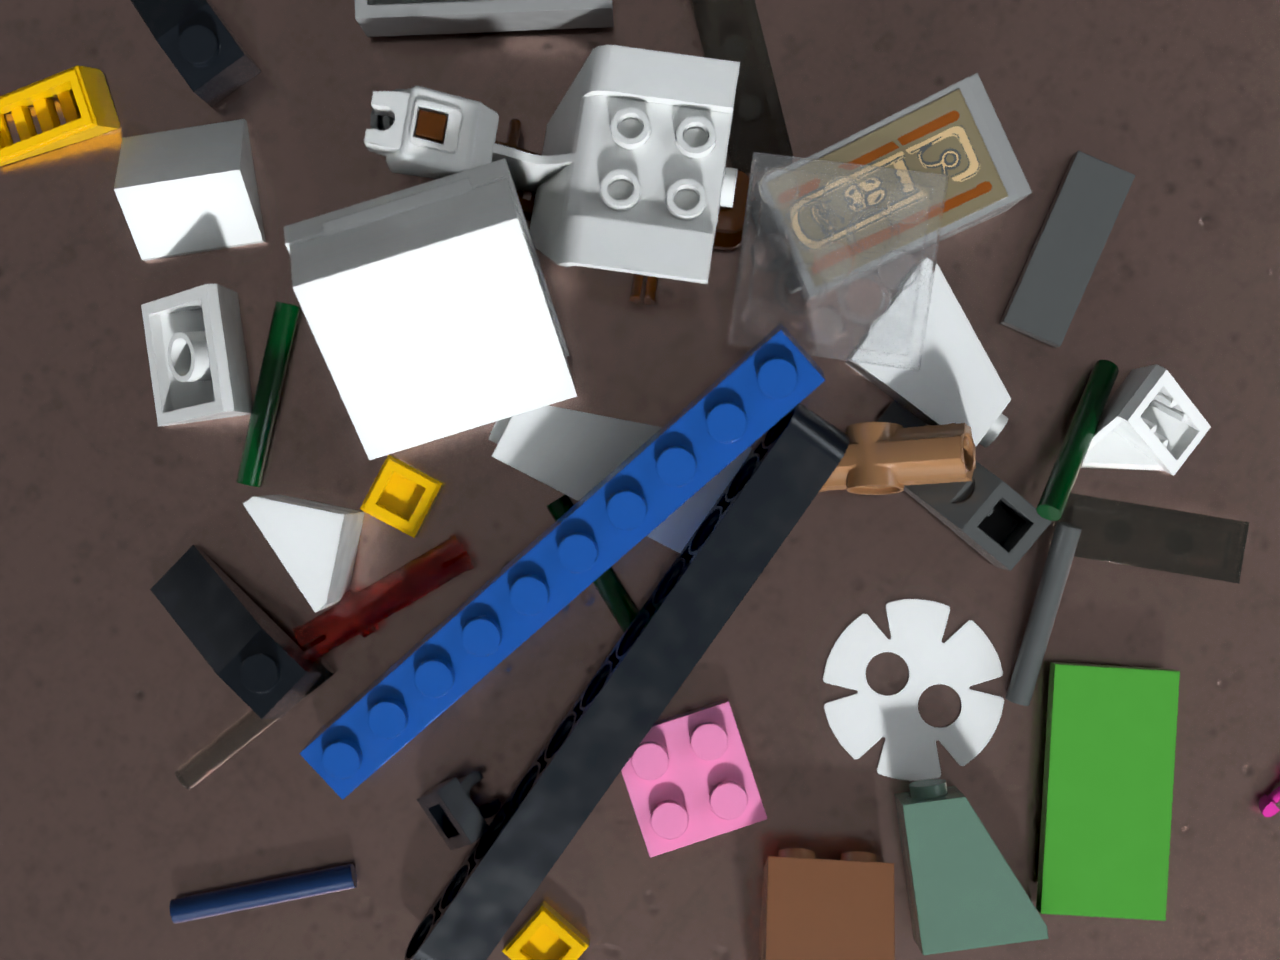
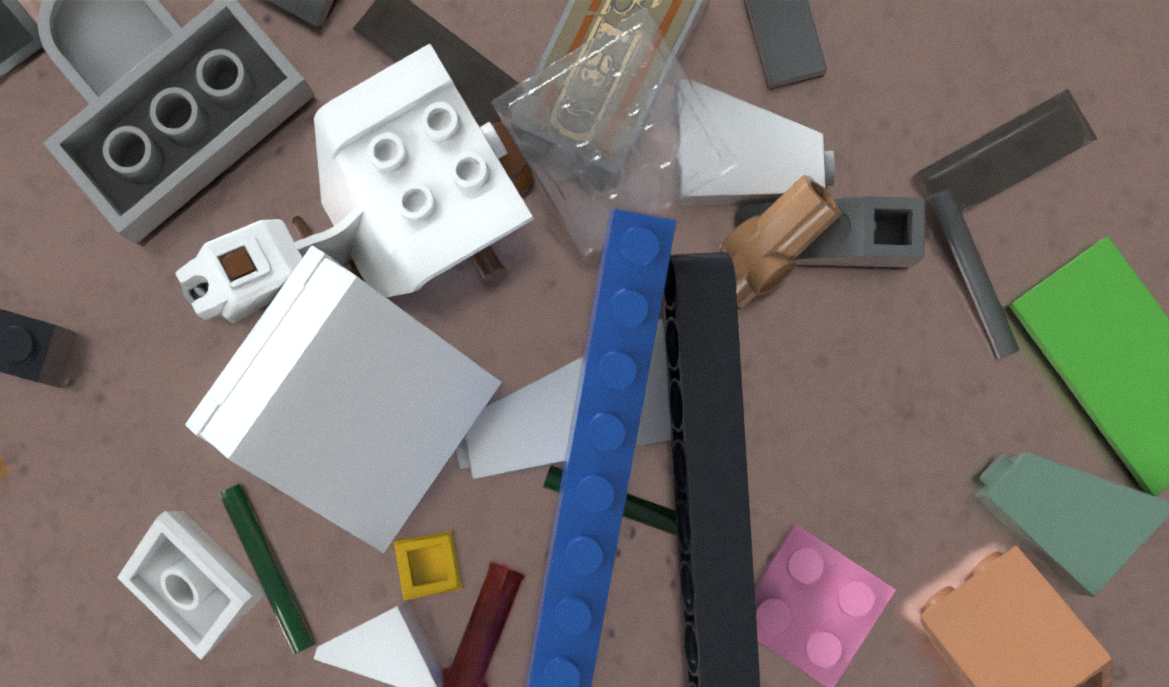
camera: 40 degrees left, 5 degrees down
(189, 190) = (89, 461): white slope -> none
(909, 741) = (909, 452): white piece -> none
(1077, 440) = (895, 126): dark green bar -> none
(1146, 425) = (933, 81): white slope -> none

